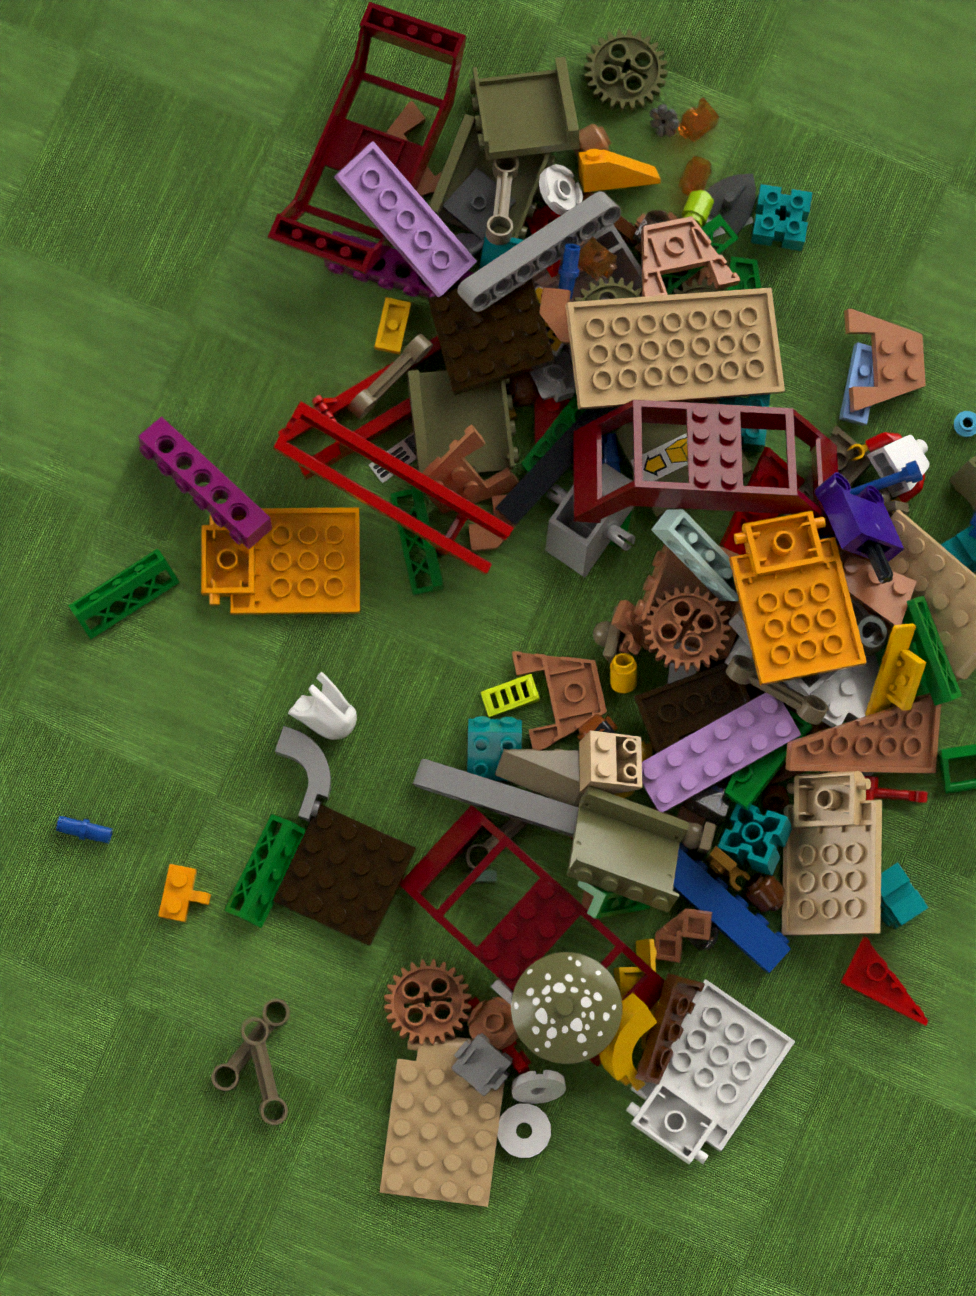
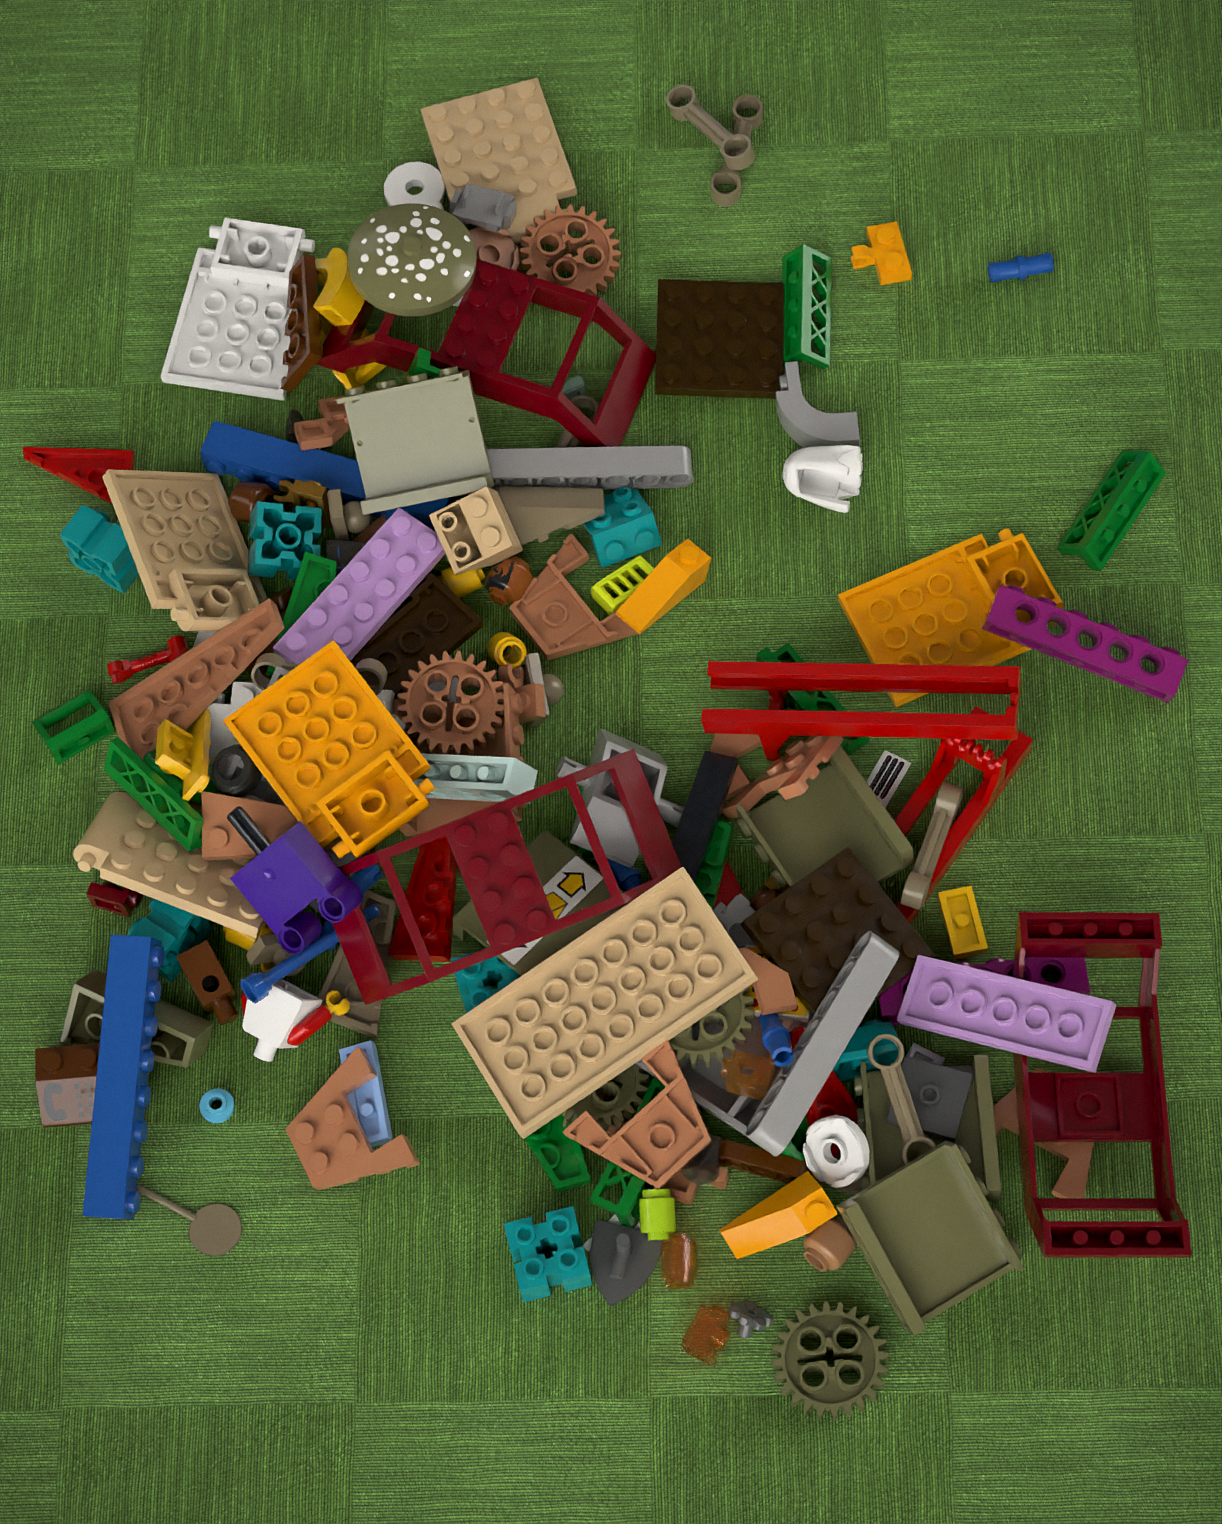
camera: 165 degrees right, 15 degrees down
(485, 672) = (665, 586): none -> light orange slope
(941, 510) = (203, 973): none -> reddish brown torso

